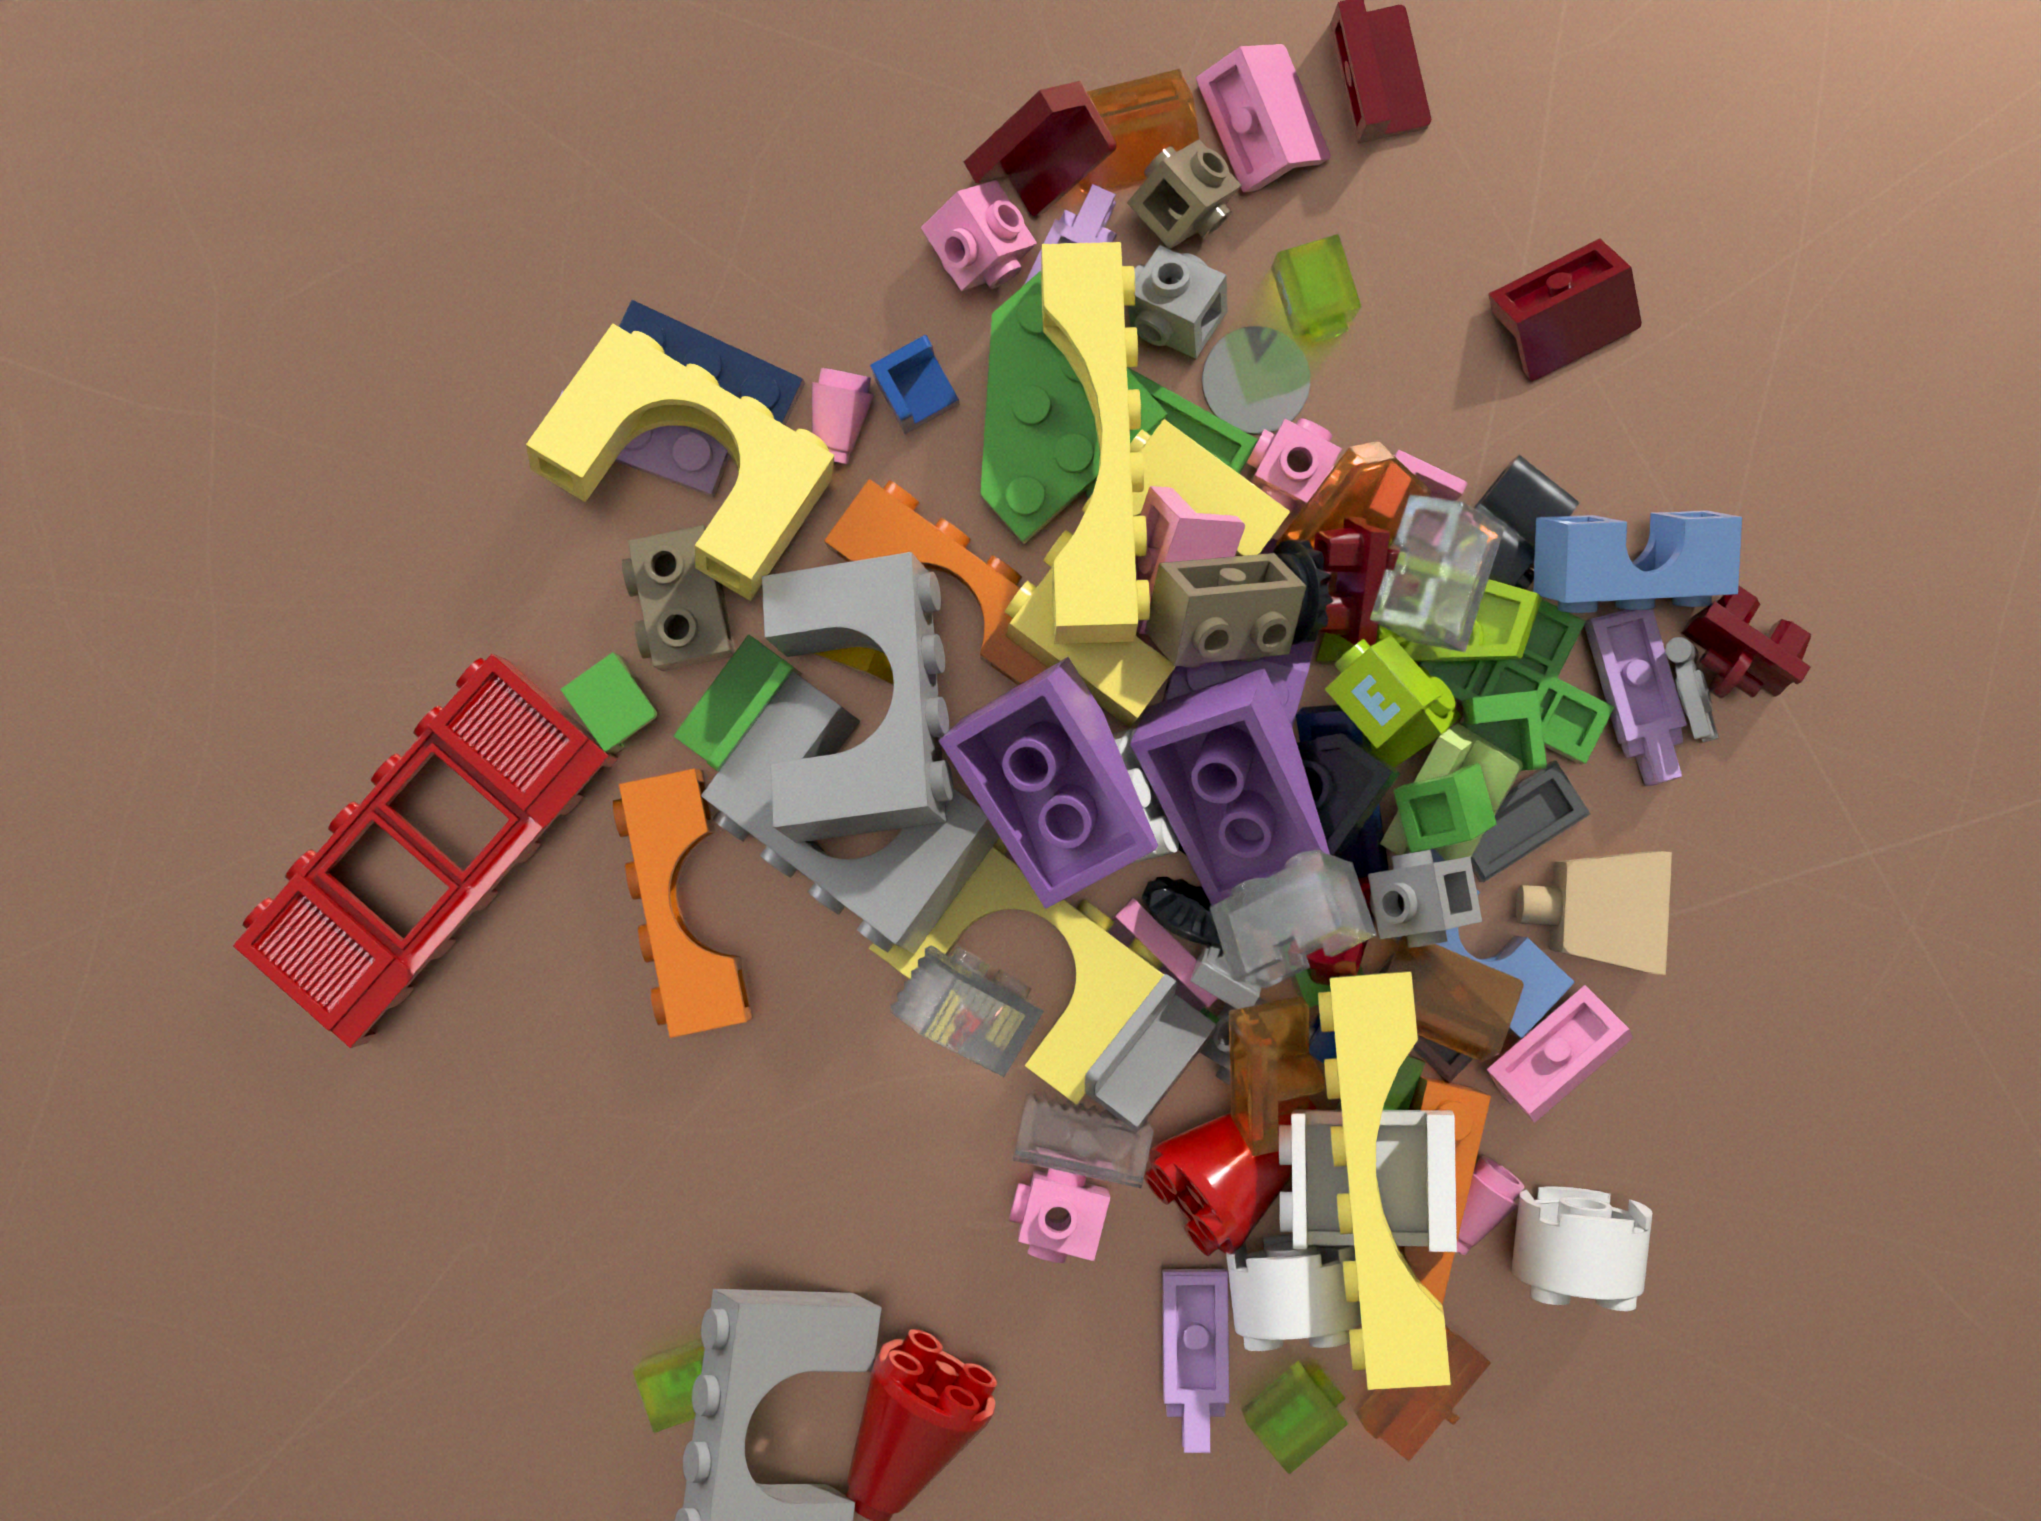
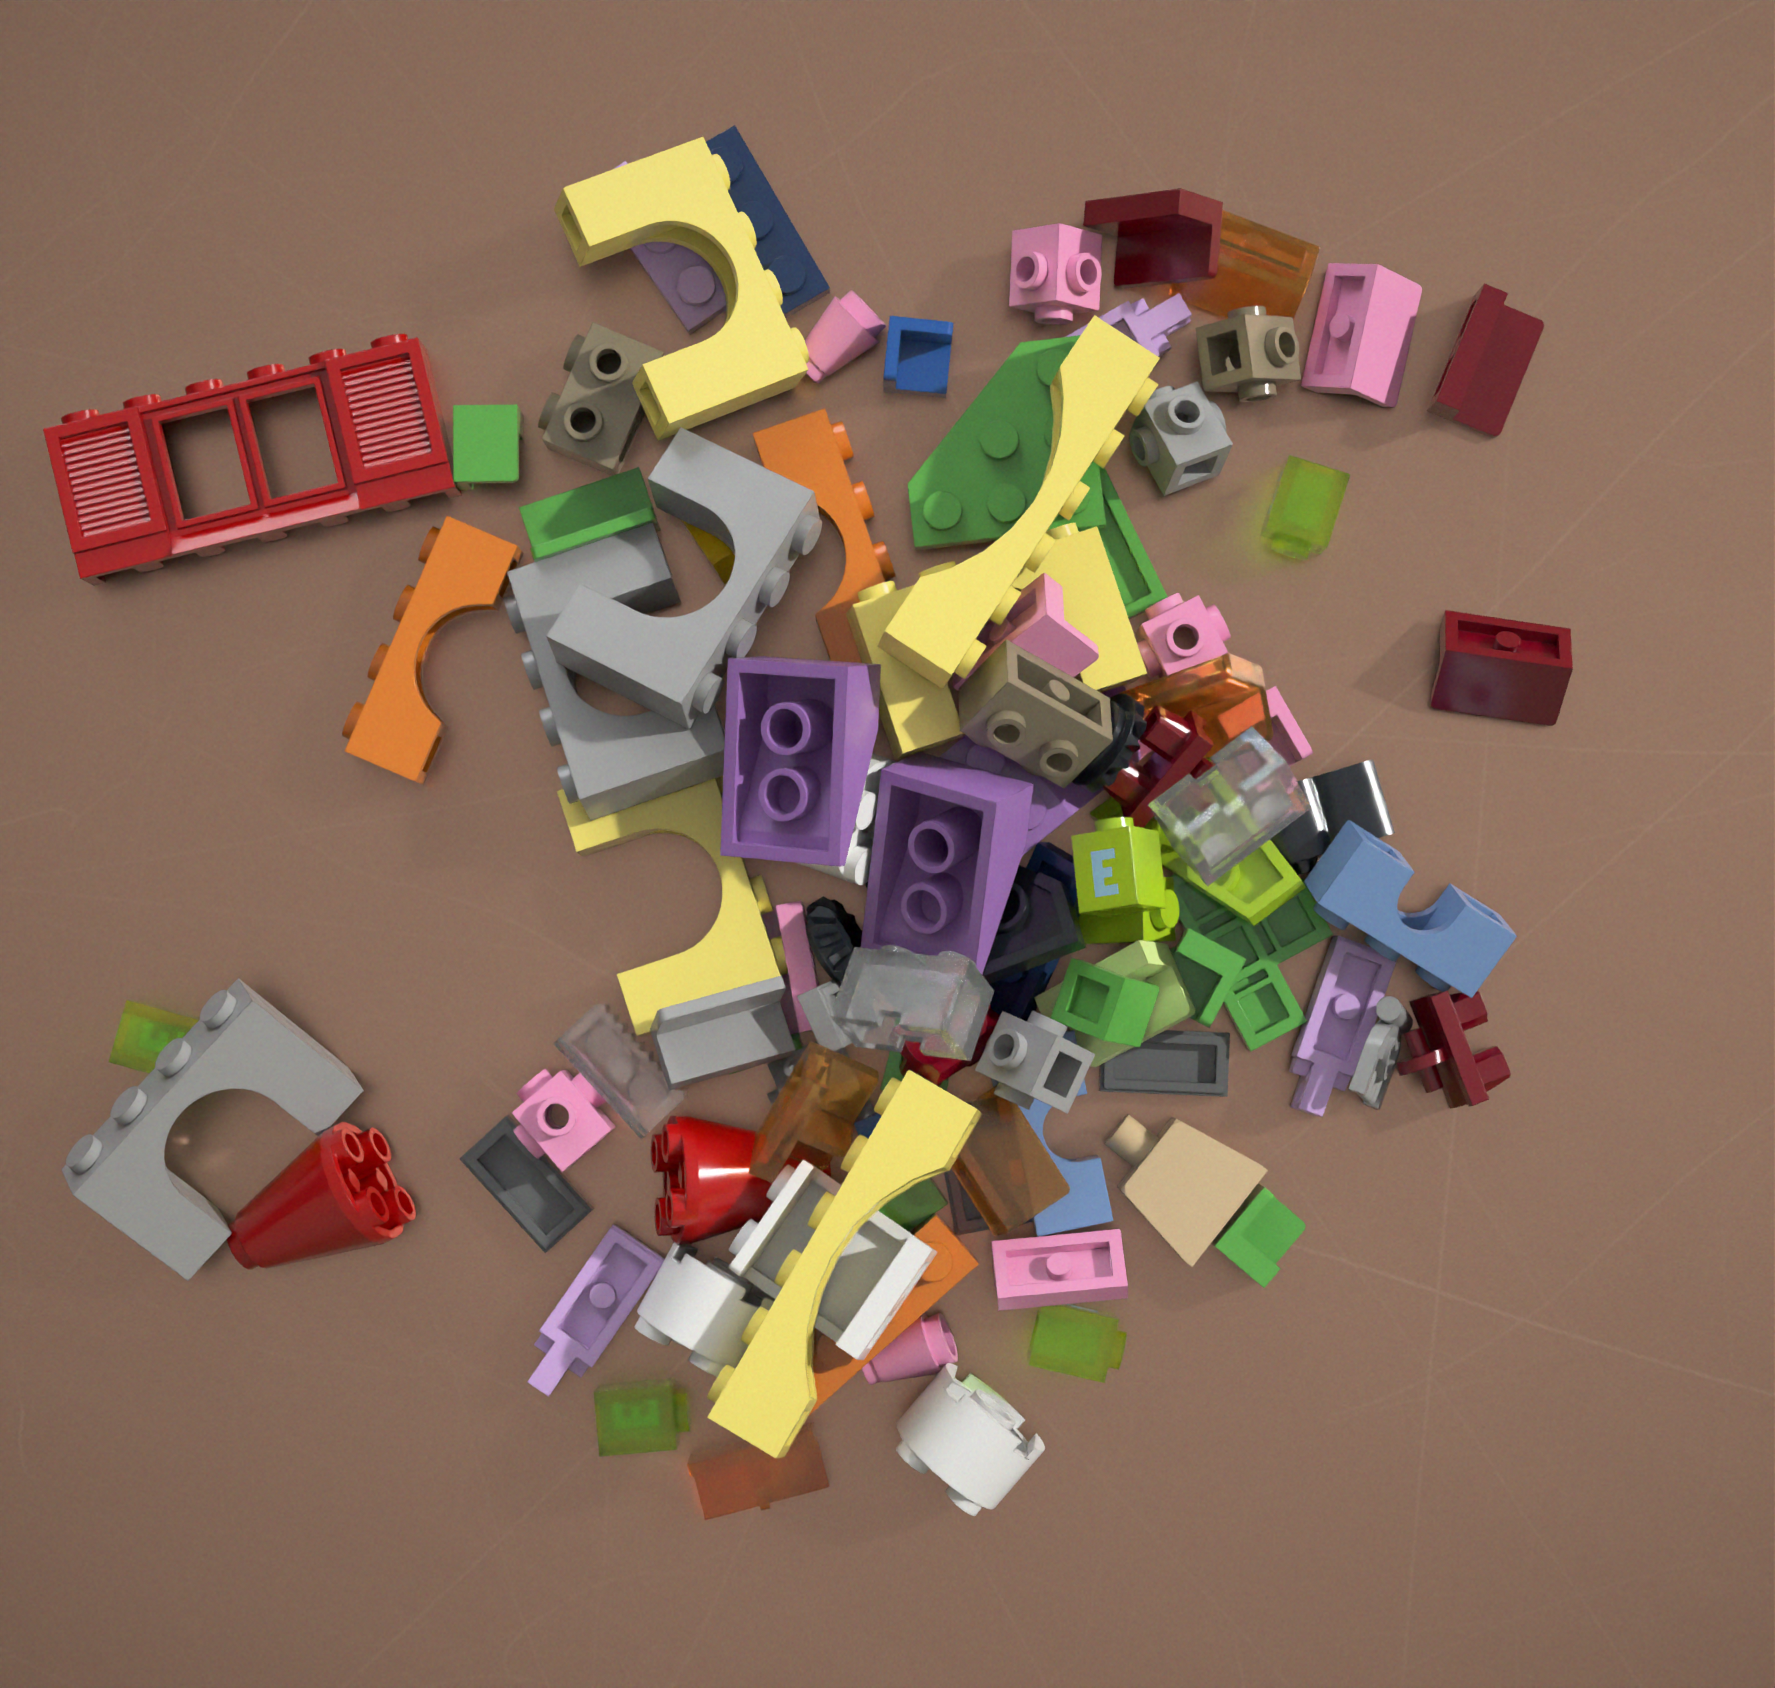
camera: 30 degrees right, 0 degrees up
(966, 1009) = (601, 896): clear brick -> none
(1072, 1291) = (526, 1186): none -> dark grey tile
(1256, 379) = (1204, 548): light grey piece -> none
(1611, 1103) = (1076, 1341): none -> clear neon green brick
(1699, 910) = (1259, 1235): none -> bright green panel

